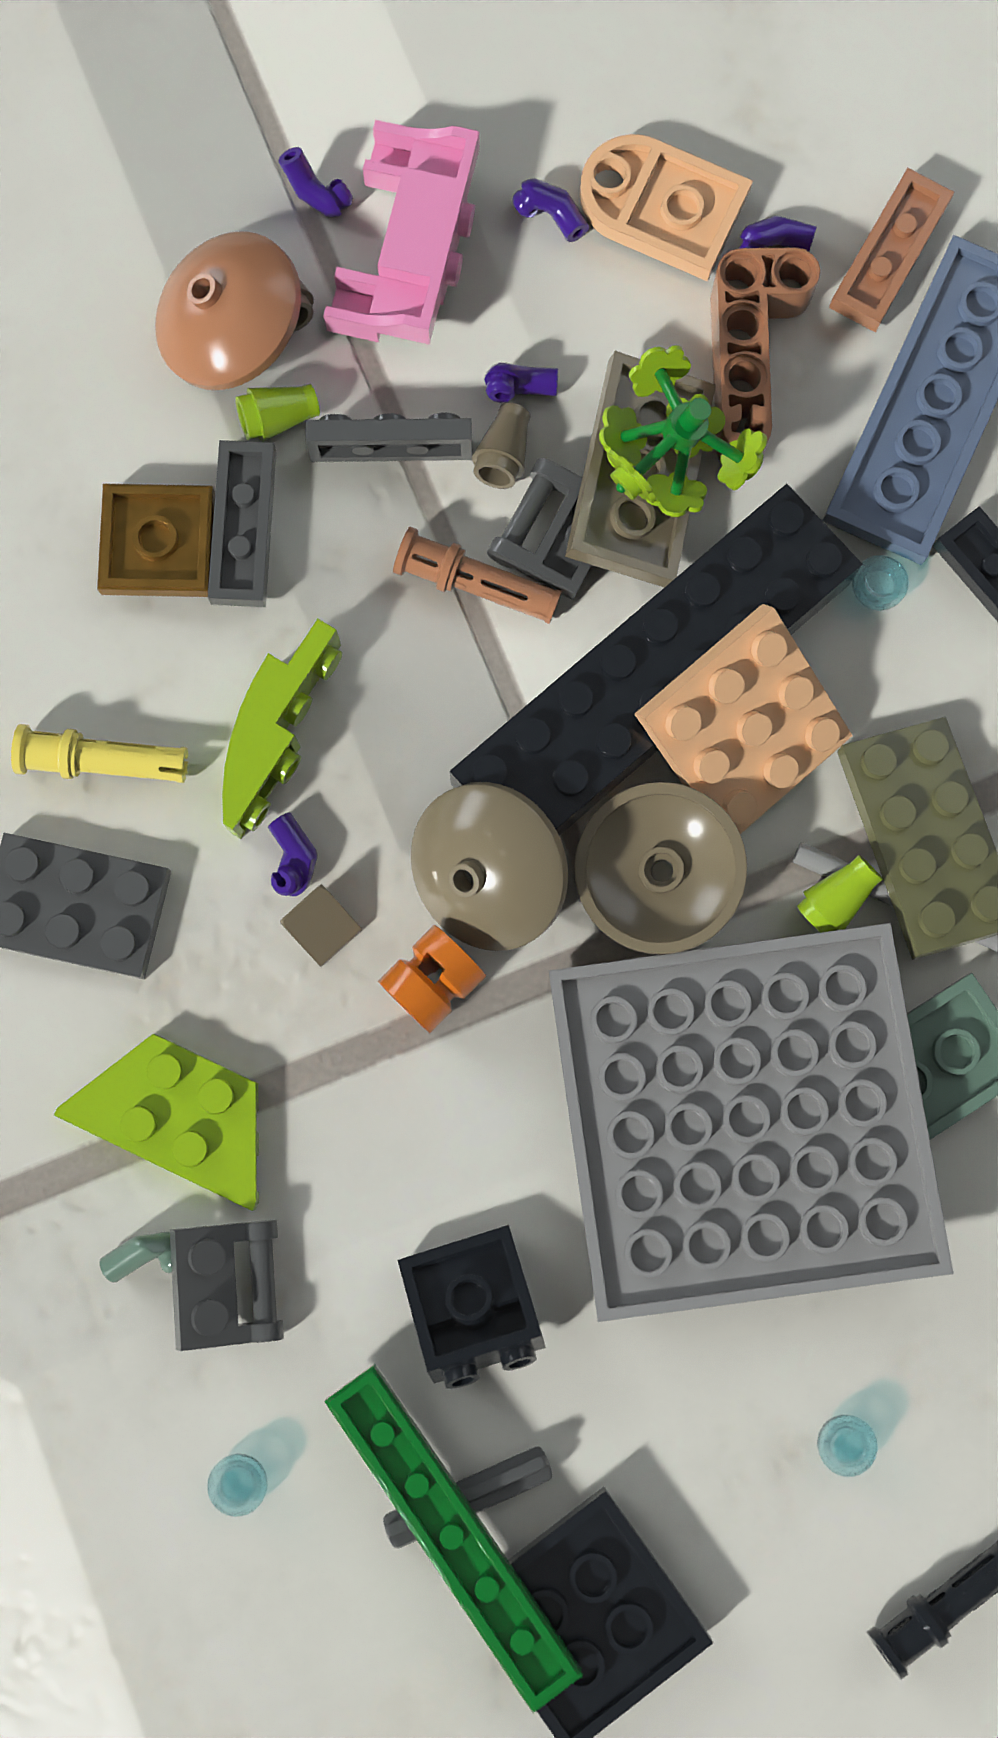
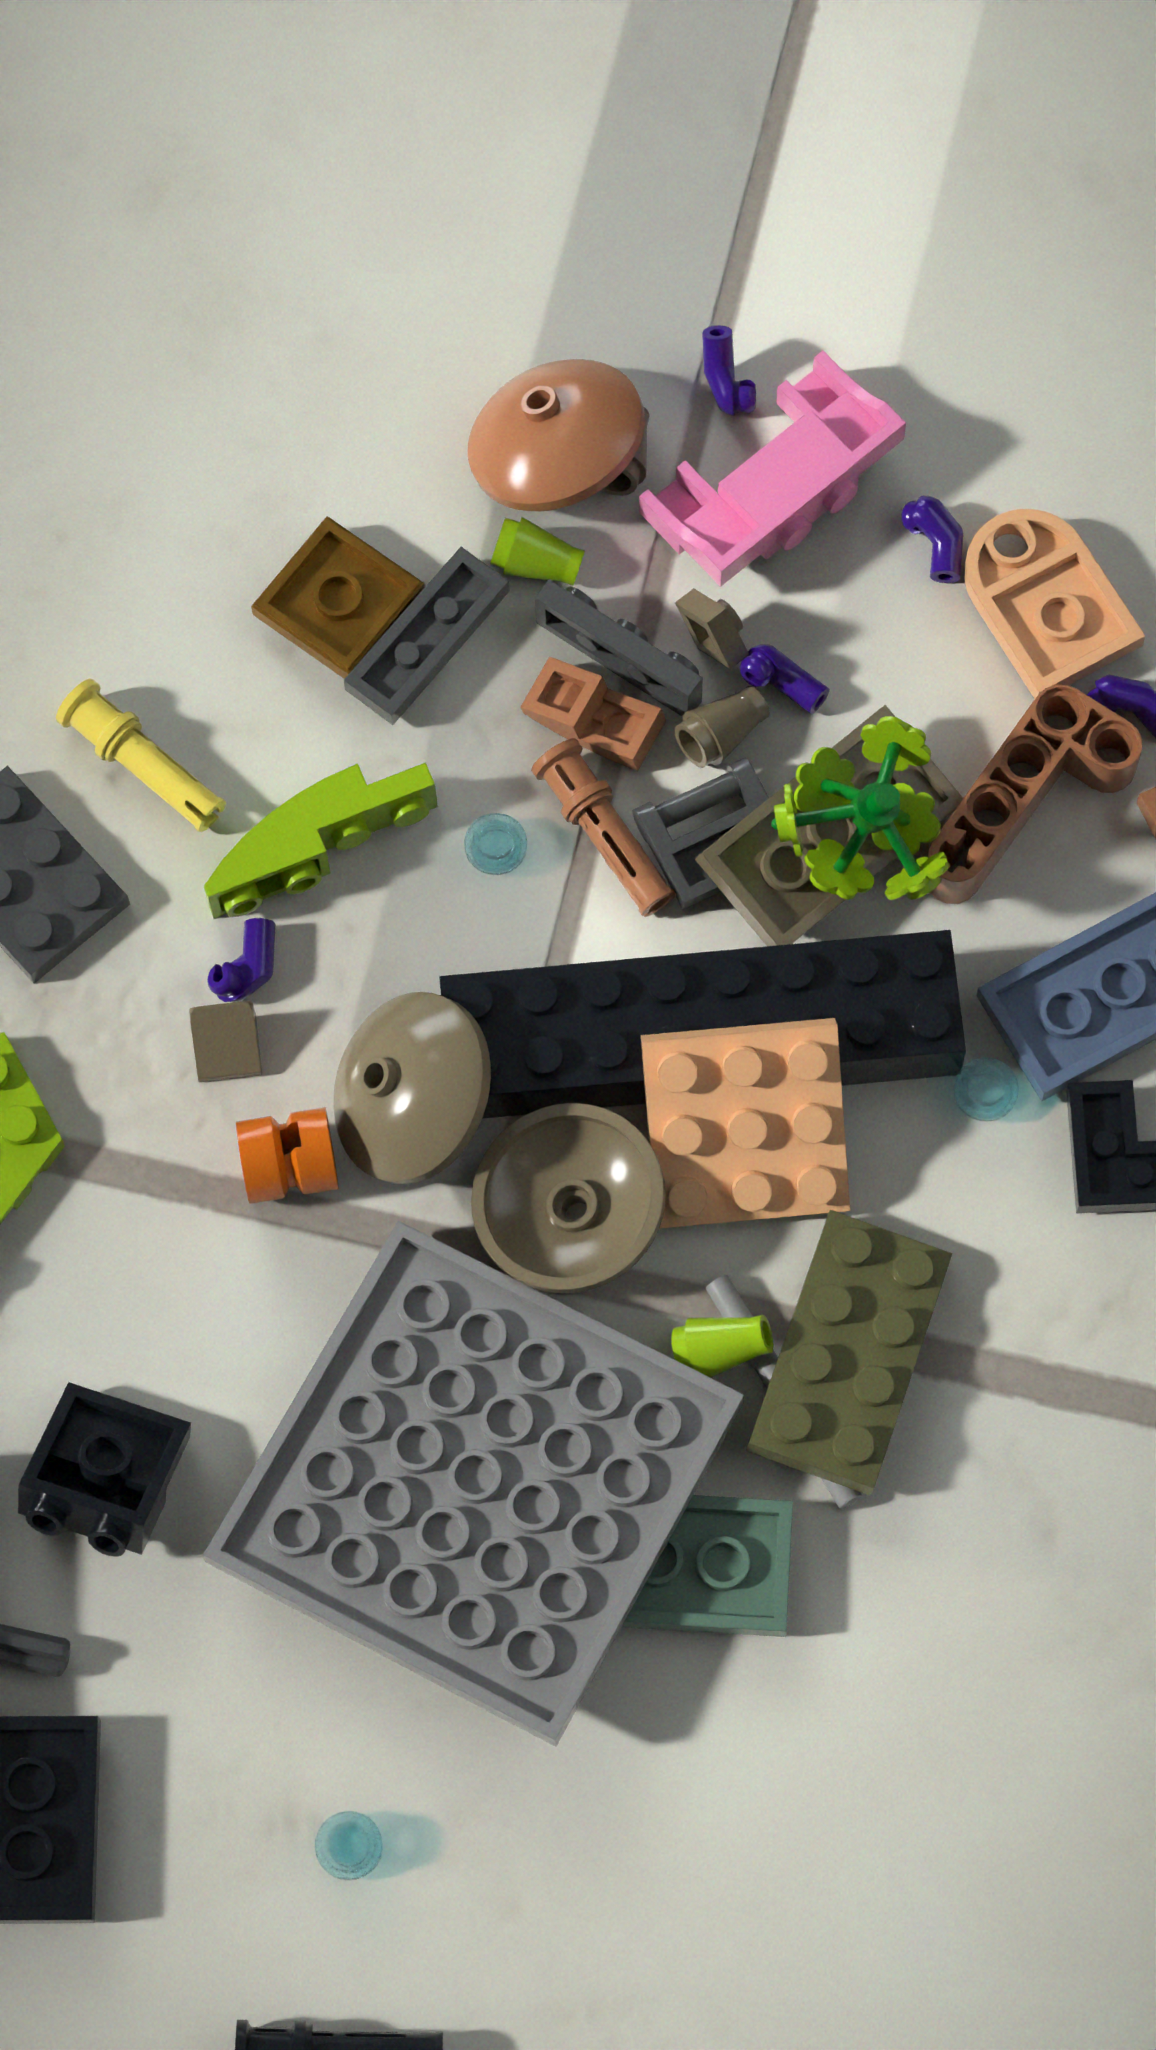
camera: 40 degrees right, 10 degrees down
(394, 501) = (602, 720): none -> nougat slope
(406, 643) = (495, 844): none -> clear light blue plate
(447, 377) = (713, 627): none -> dark tan plate

